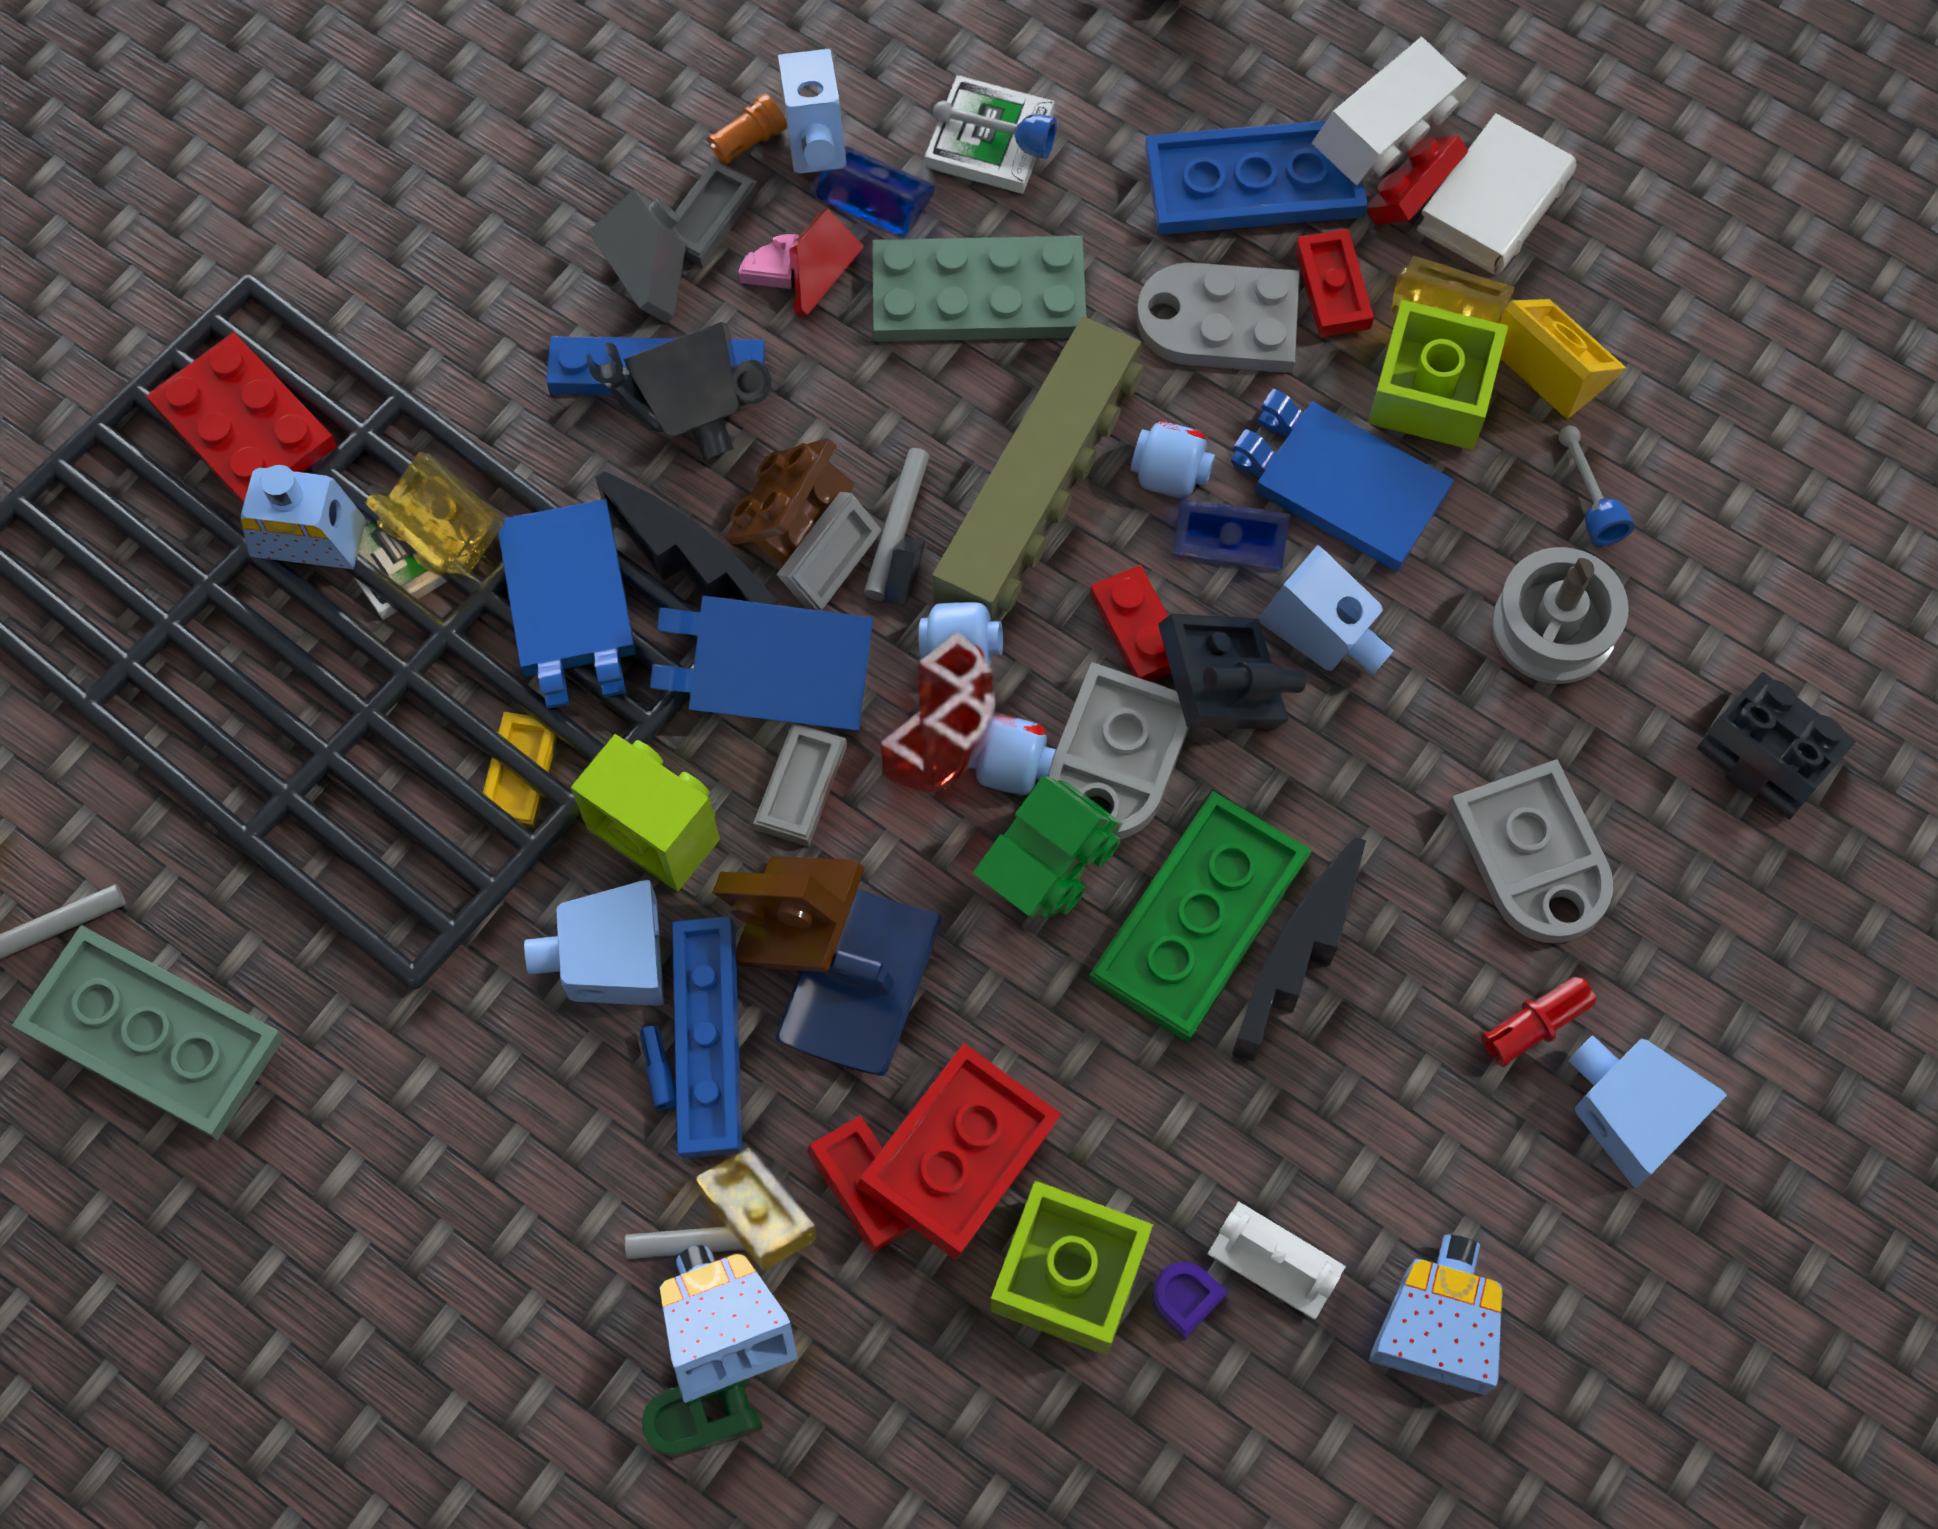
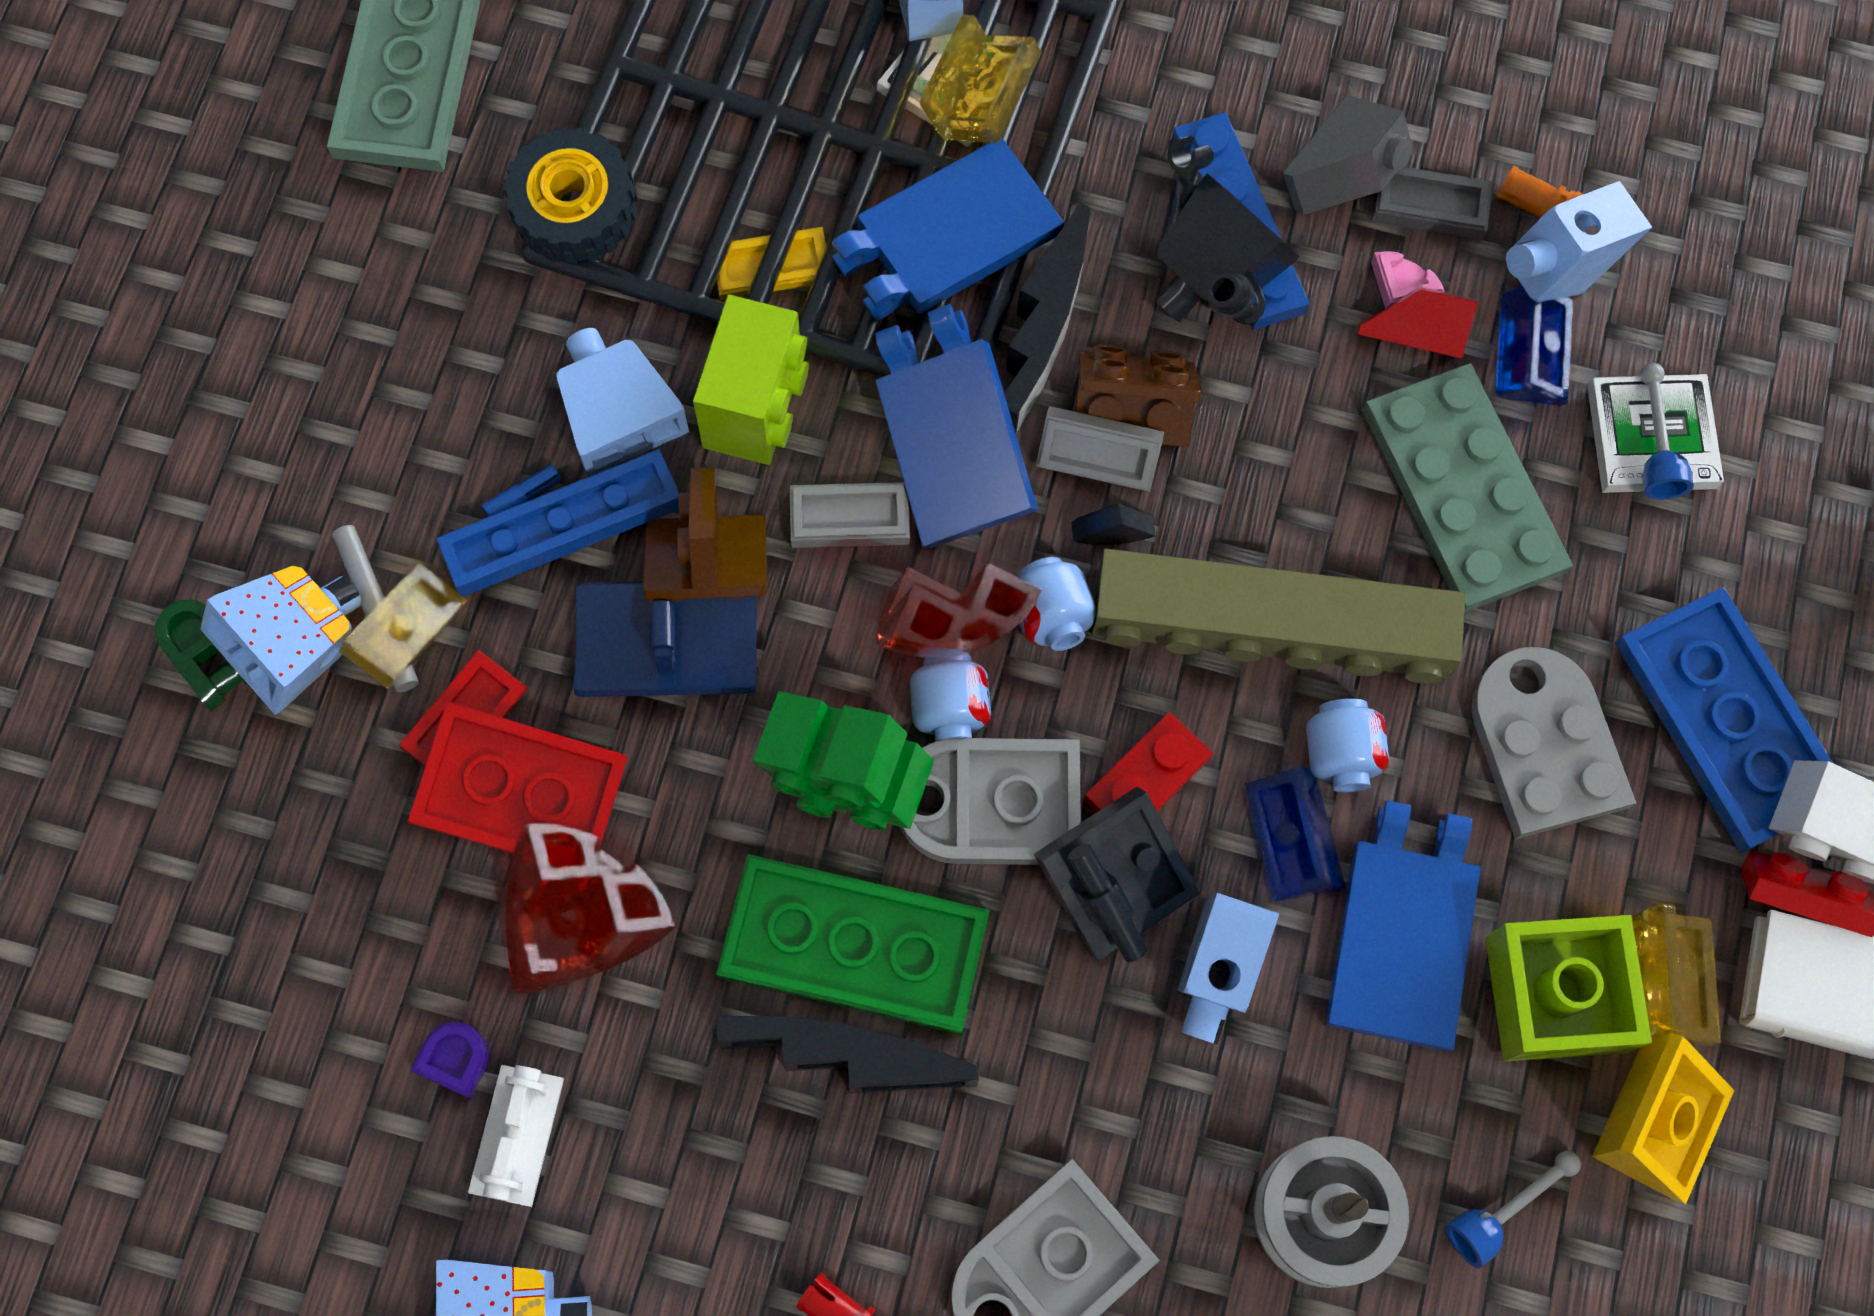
camera: 65 degrees right, 5 degrees up
(362, 883) = (564, 164): none -> black wheel
(896, 521) = (1173, 501): light grey bar -> none
(1070, 1268) = (431, 933): lime brick -> none
(1092, 1132) = (575, 909): none -> clear red brick
(1334, 283) = (1638, 844): red plate -> none

